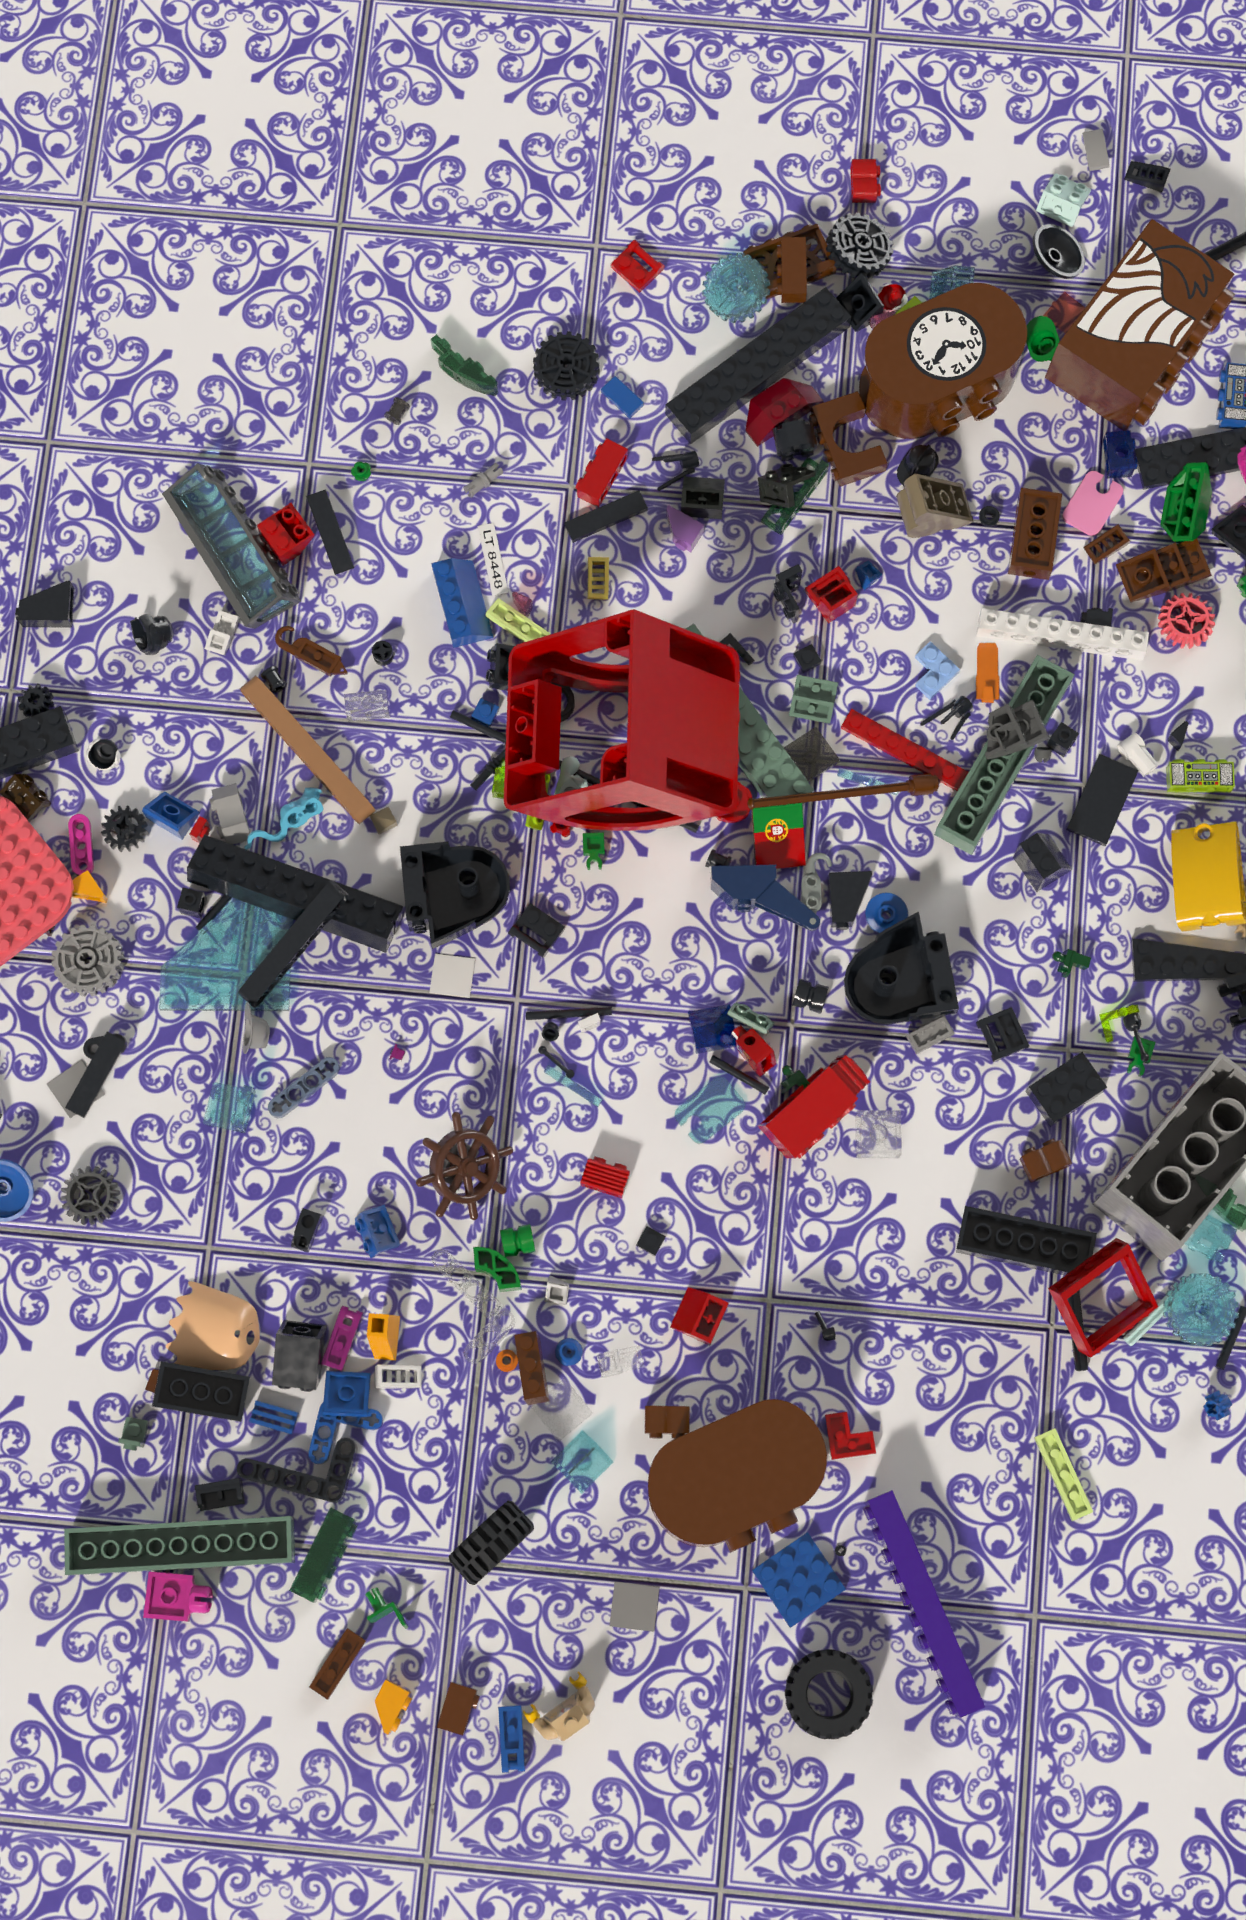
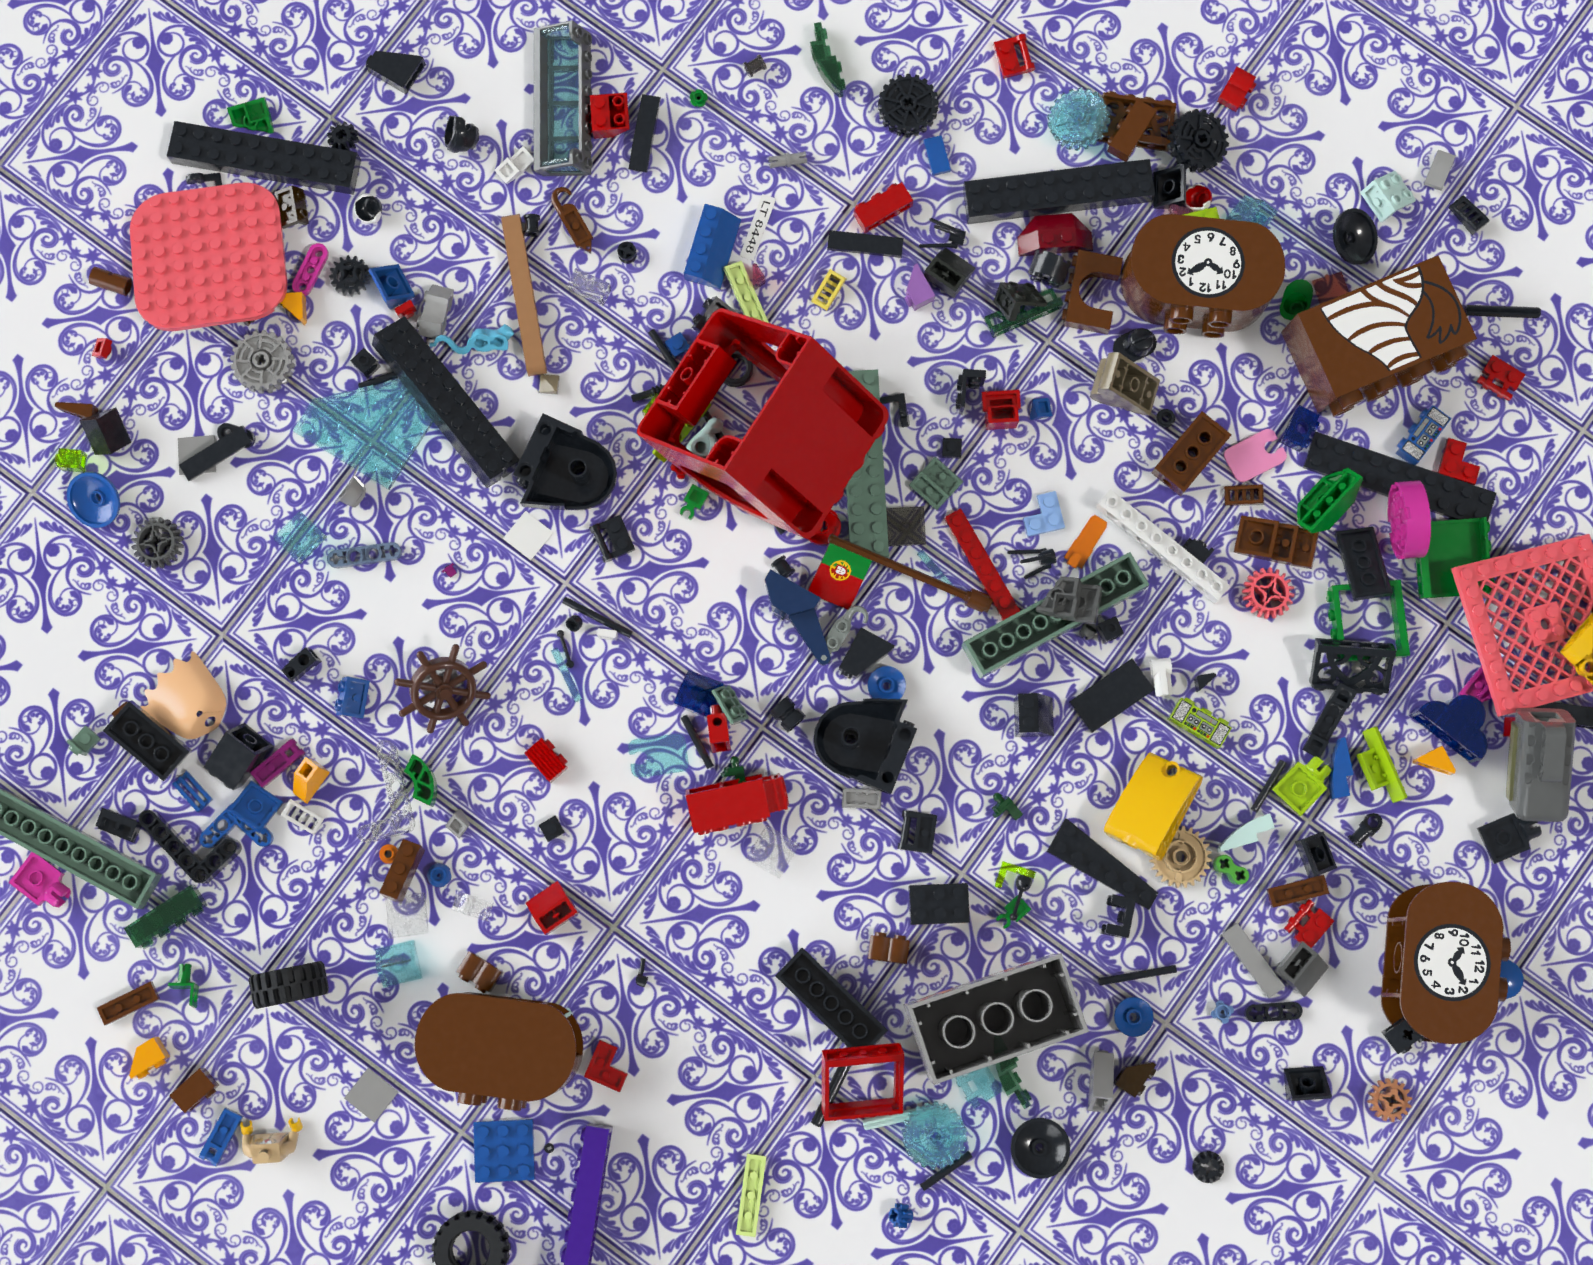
camera: 30 degrees right, 5 degrees up
(293, 944) = (417, 441): black beam -> none
(517, 1240) = (451, 768): green wheel -> none

